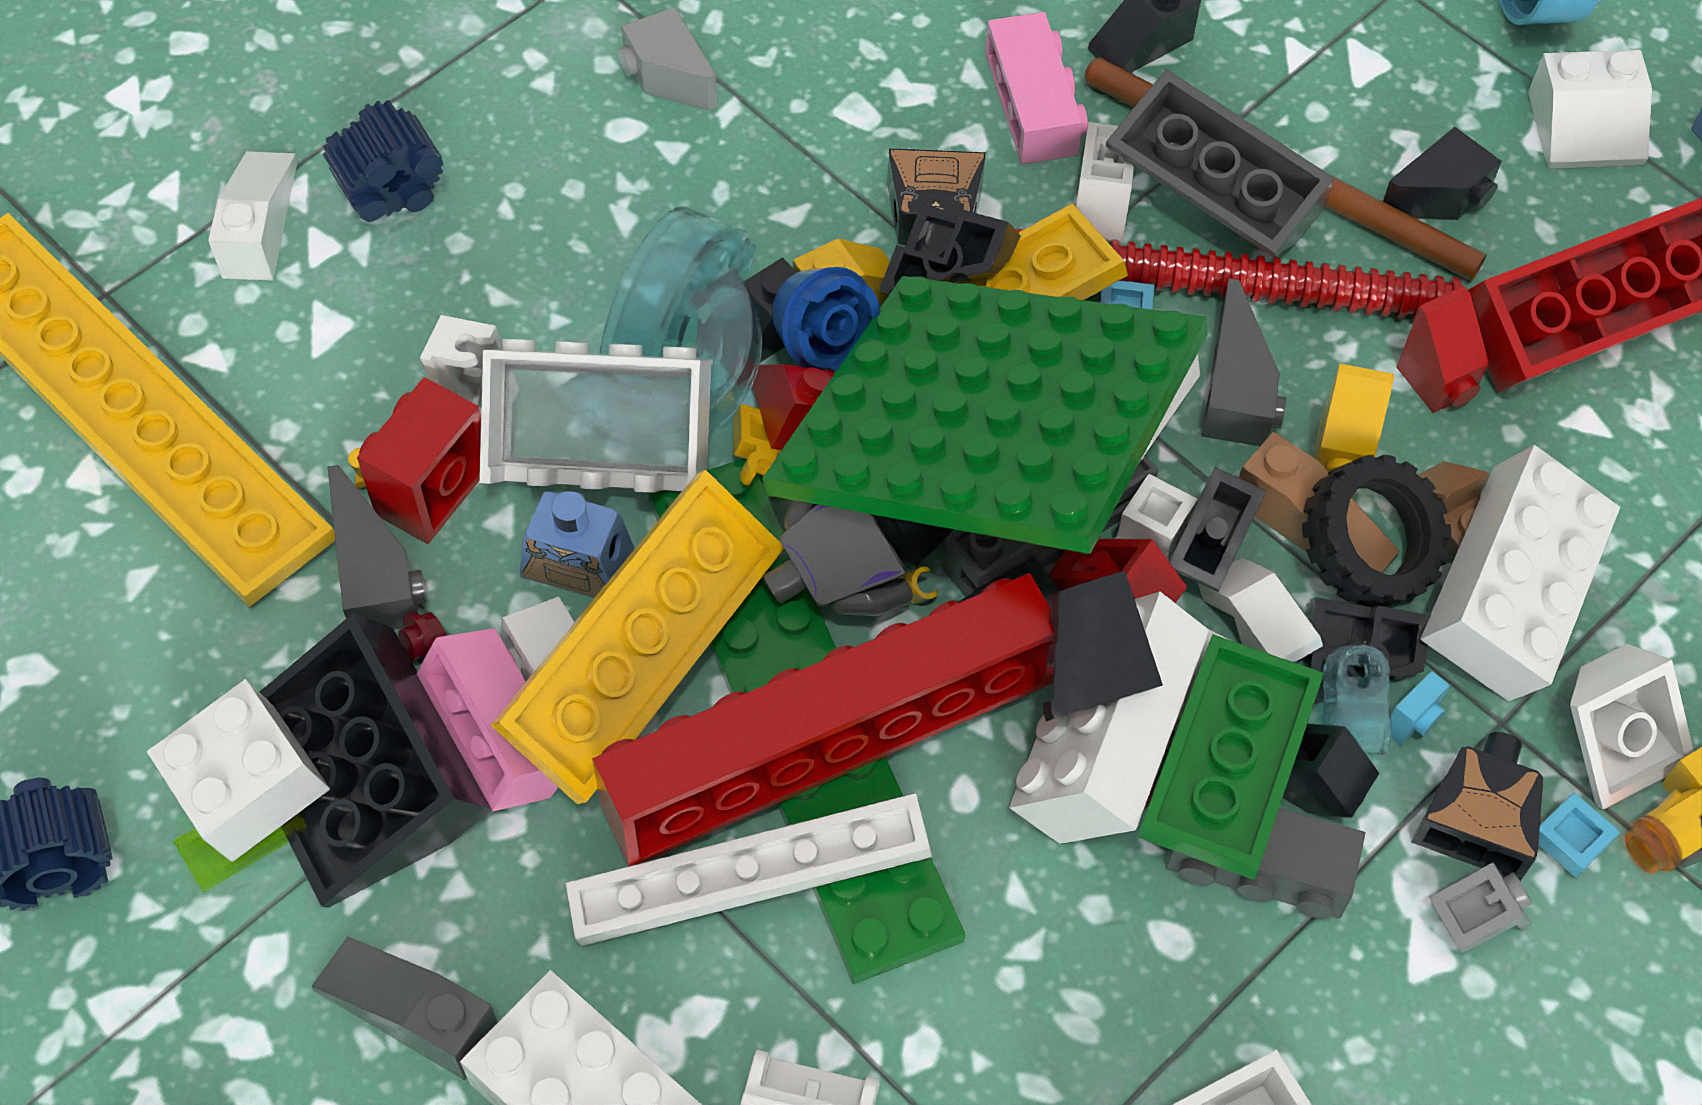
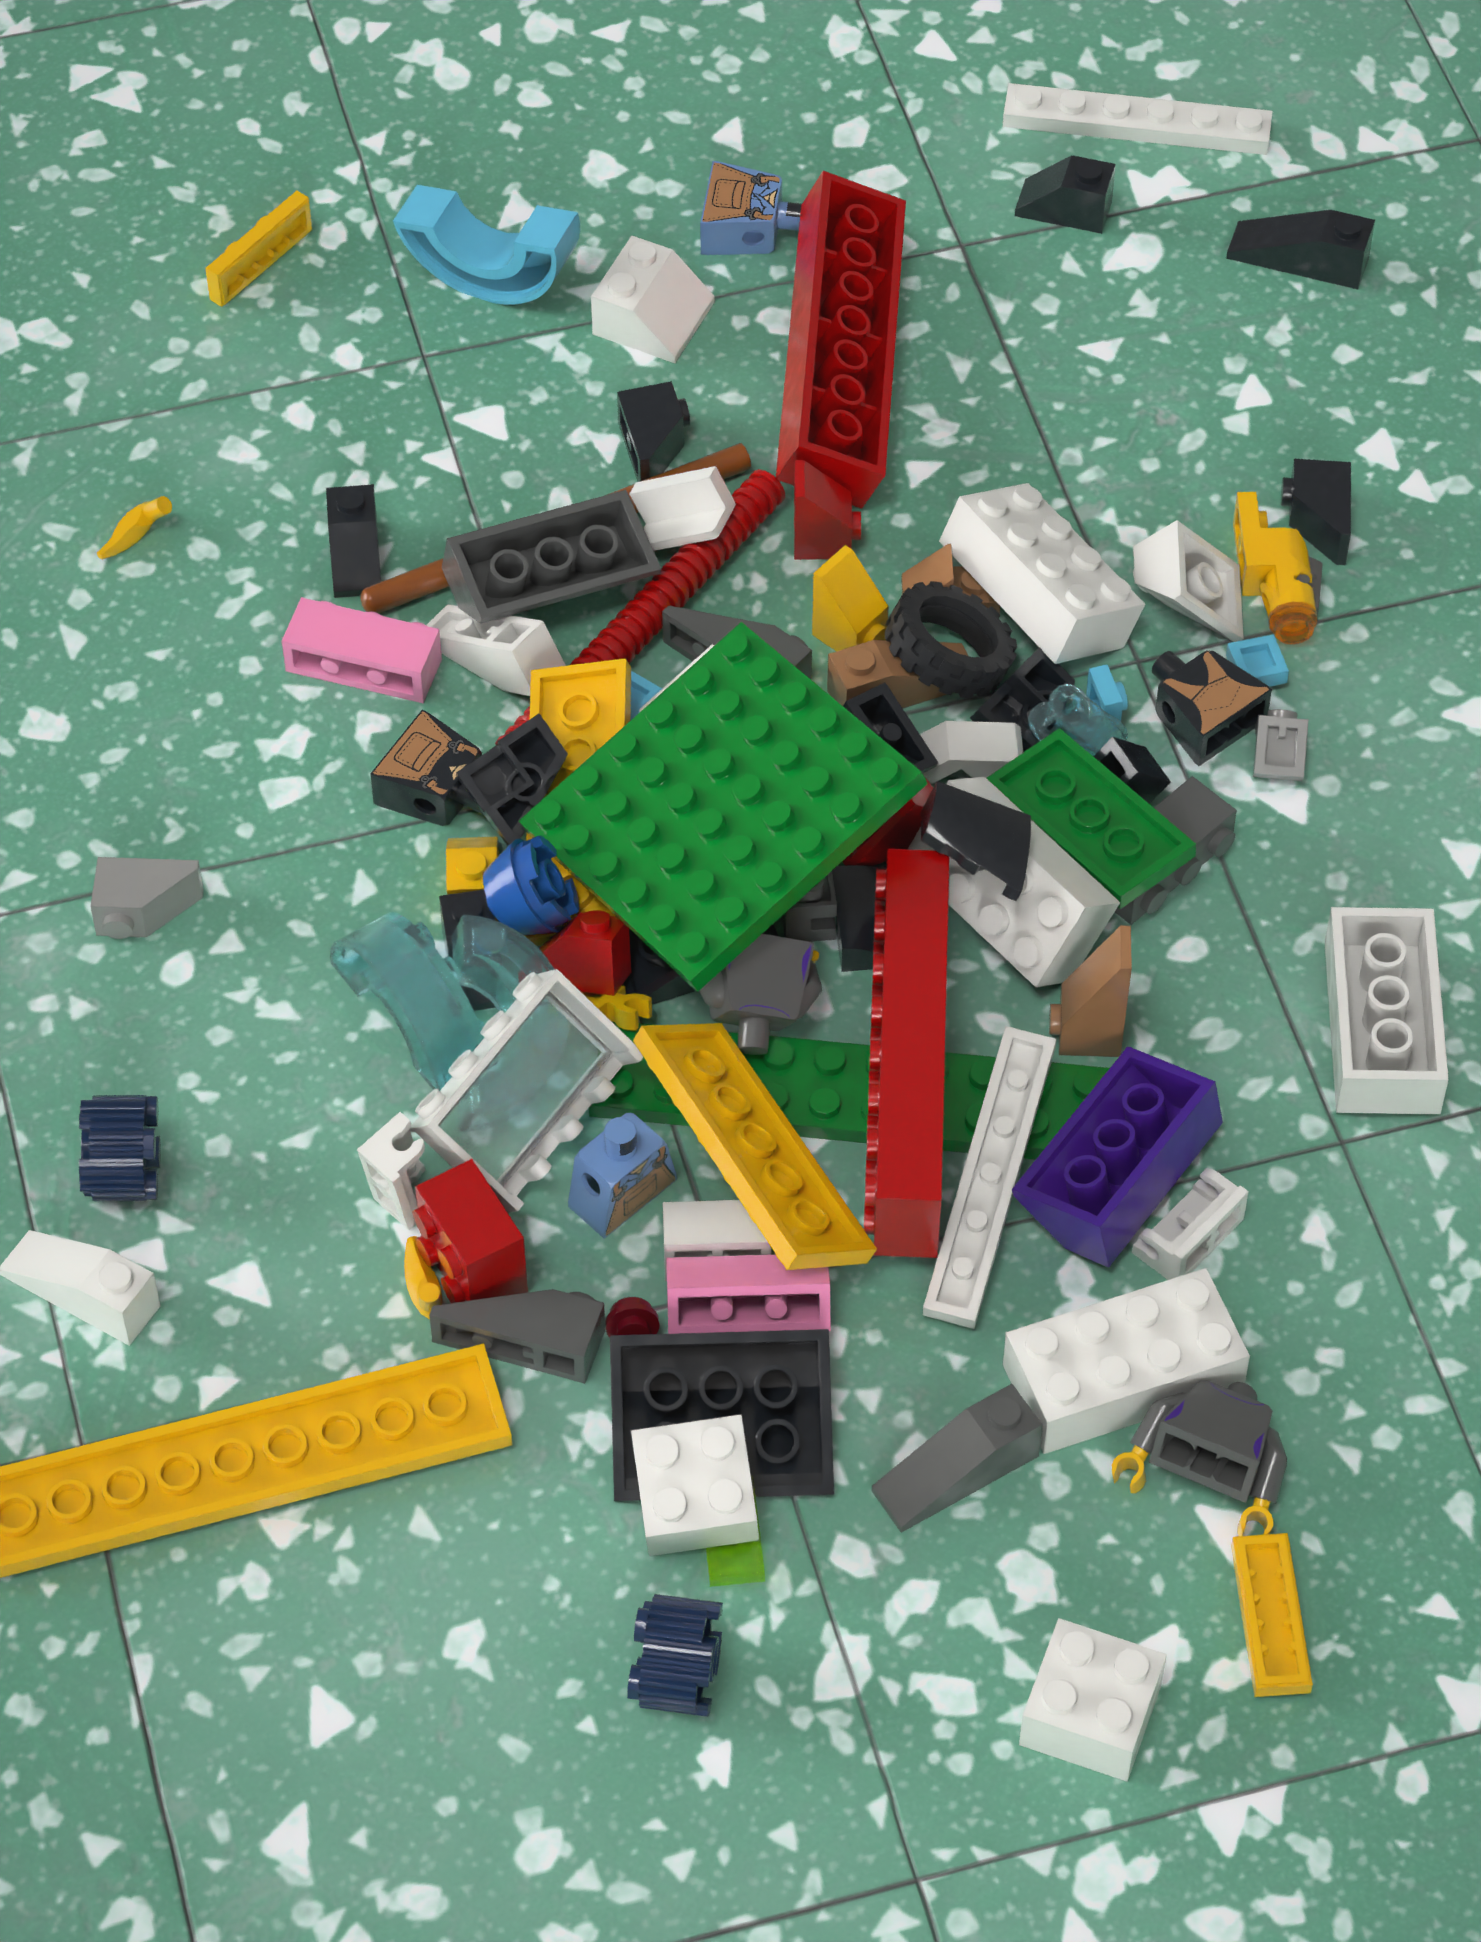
camera: 60 degrees left, 5 degrees down
(845, 983) = (1120, 1154): none -> dark purple slope
(1013, 873) = (1095, 1001): none -> medium nougat slope
(1368, 241) = (683, 507): none -> white panel

